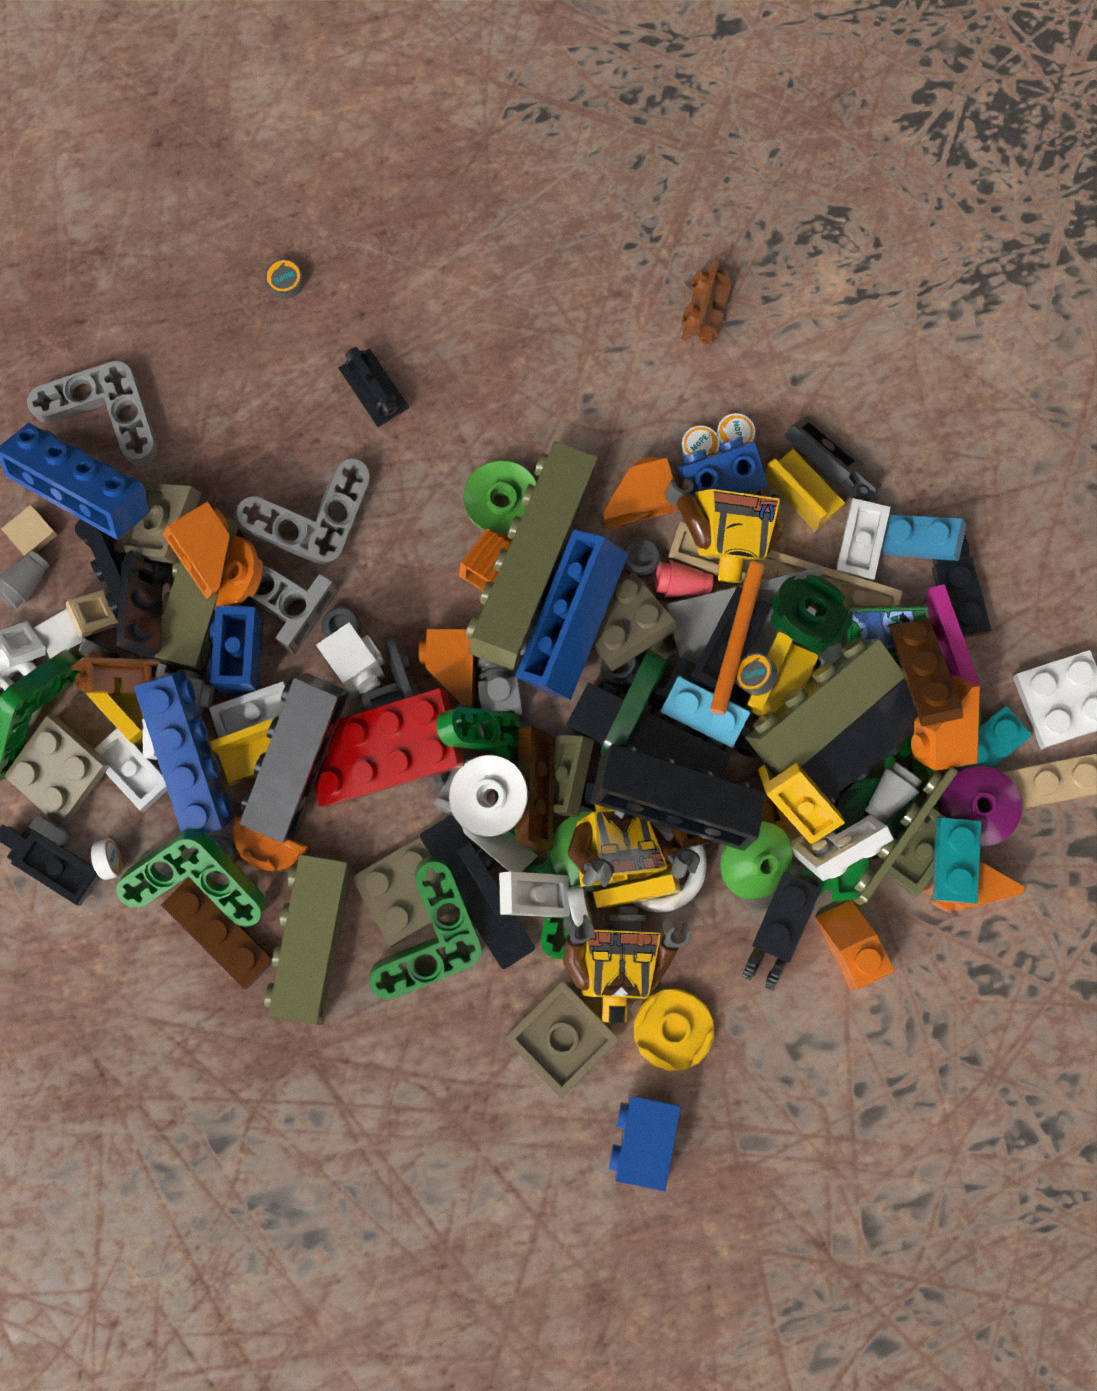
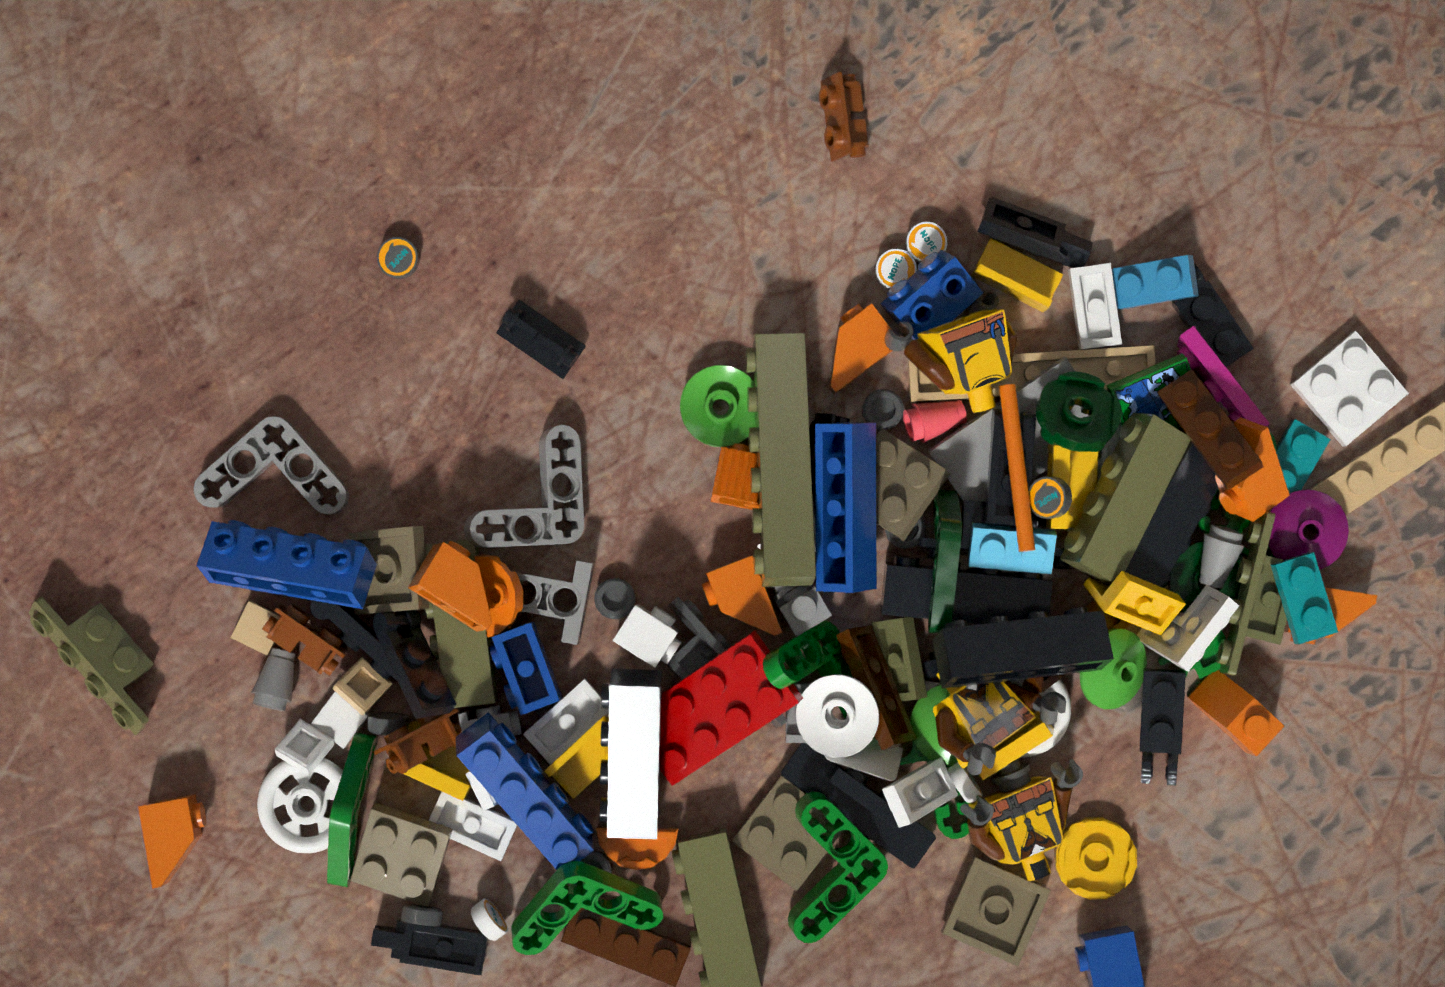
camera: 30 degrees left, 10 degrees up
(55, 538) = (294, 627): none -> dark orange hinge

